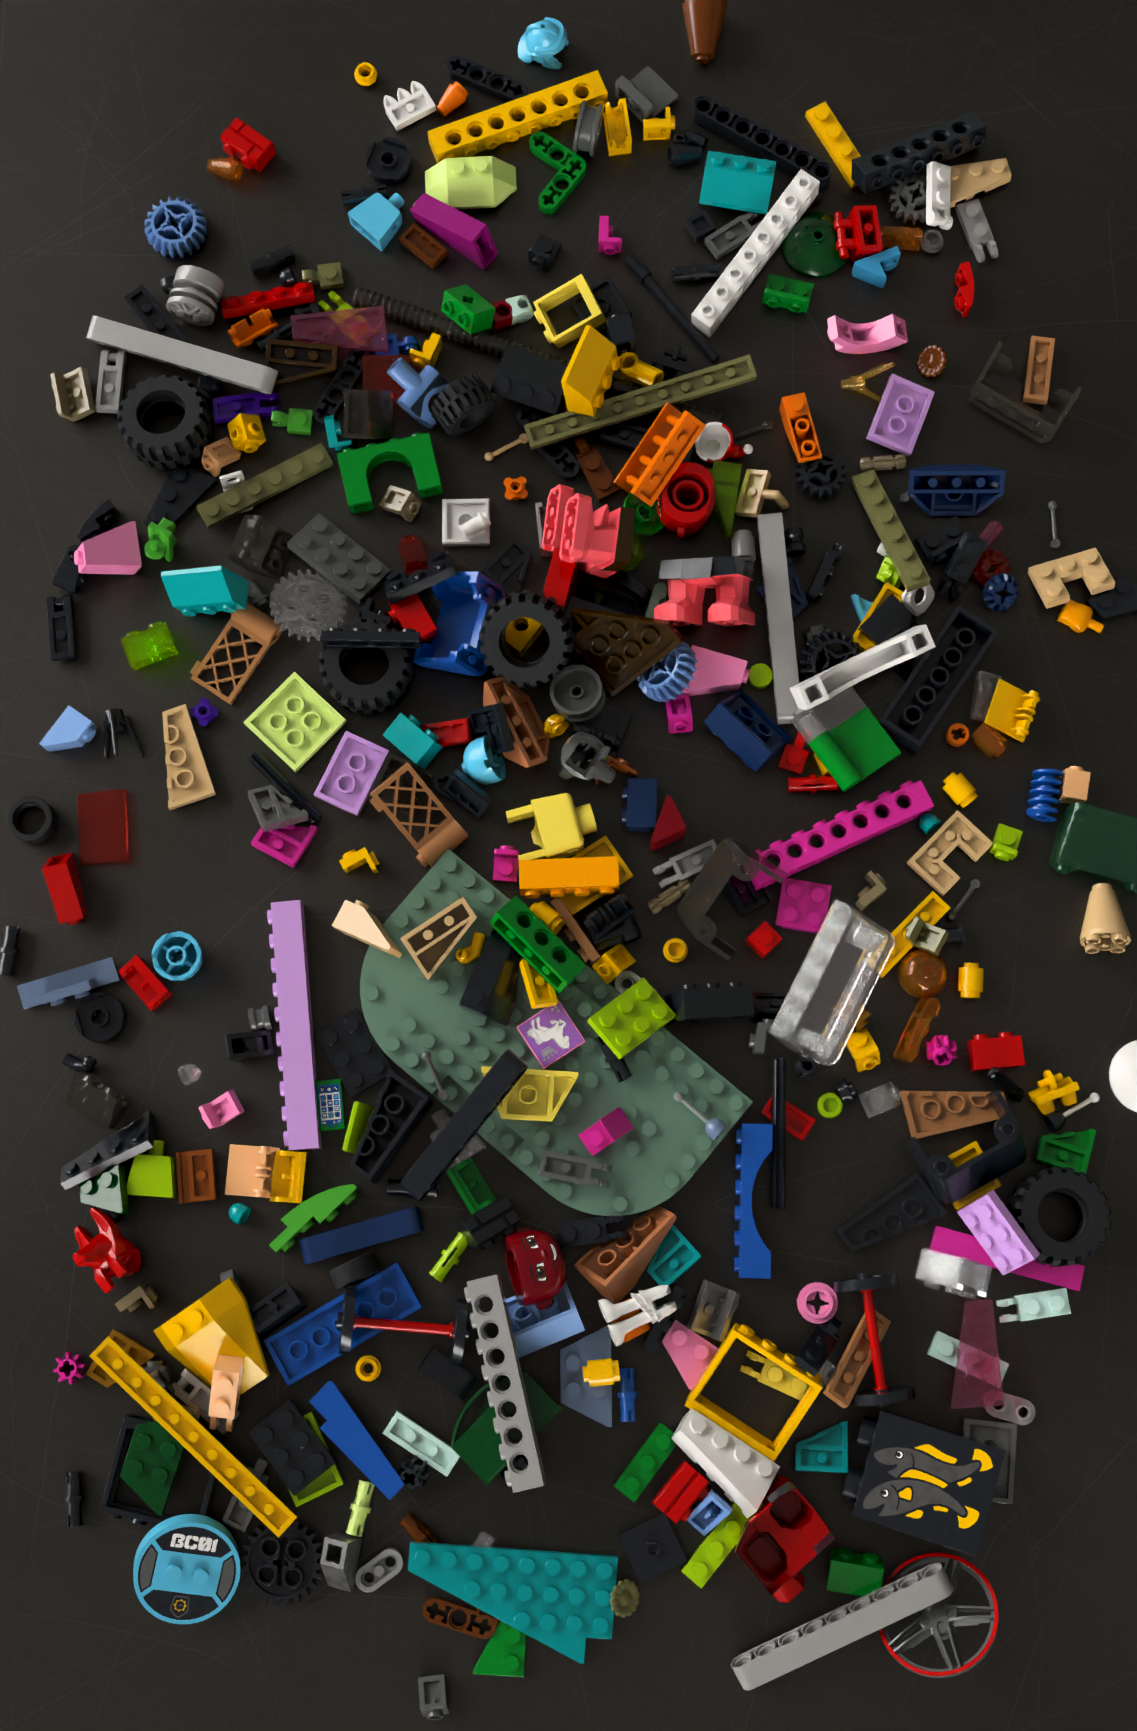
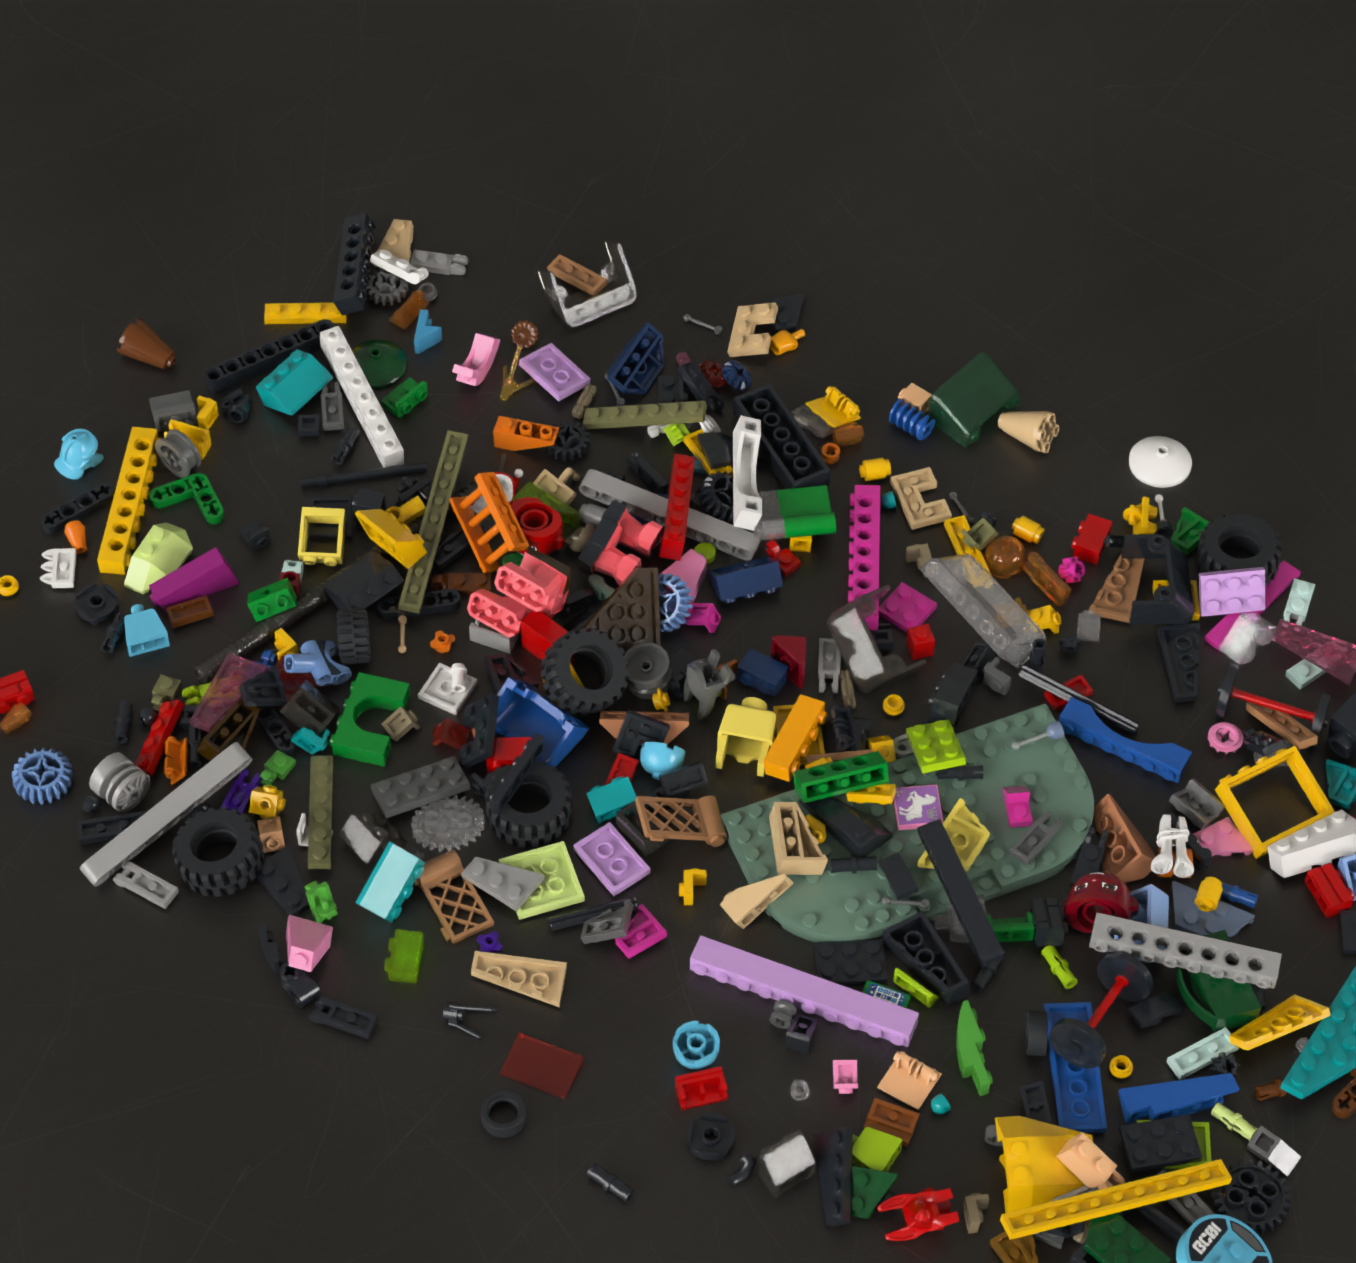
camera: 65 degrees left, 25 degrees down
(65, 888) = (581, 1109): red slope -> none
(68, 983) = (667, 1148): sand blue bracket -> none
(69, 731) = (442, 1048): light blue slope -> none
(73, 394) = (139, 914): dark tan bracket -> none
(268, 688) = (503, 881): none -> light grey wing
(288, 1176) = (931, 1050): yellow hinge -> none
(355, 359) = (264, 689): none -> black wing
(361, 1235) = (1007, 1021): dark blue beam -> none
(380, 1569) = (1292, 1131): light grey plate -> none
(448, 1005) = (854, 864): none -> black pin
(455, 1054) = (898, 876): none -> black slope
(495, 1510) = (1282, 1019): none -> yellow wing
(506, 864) = (754, 786): dark pink bracket -> none
(607, 243) = (272, 488): dark pink bracket -> none
(646, 1462) = (1294, 906): green plate -> none
(672, 1258) = (1142, 814): teal wing -> none
(706, 547) = (580, 537): none -> dark tan hair
(776, 1377) = (1270, 788): light yellow hinge -> none
(788, 620) = (677, 507): none -> red arch
(812, 784) = (813, 557): red pin -> none
(829, 1105) = (1074, 662): lime tile -> none
(862, 231) = (392, 327): red brick -> none
(965, 294) = (477, 285): red slope -> none
(1005, 842) = (930, 458): lime bracket -> none

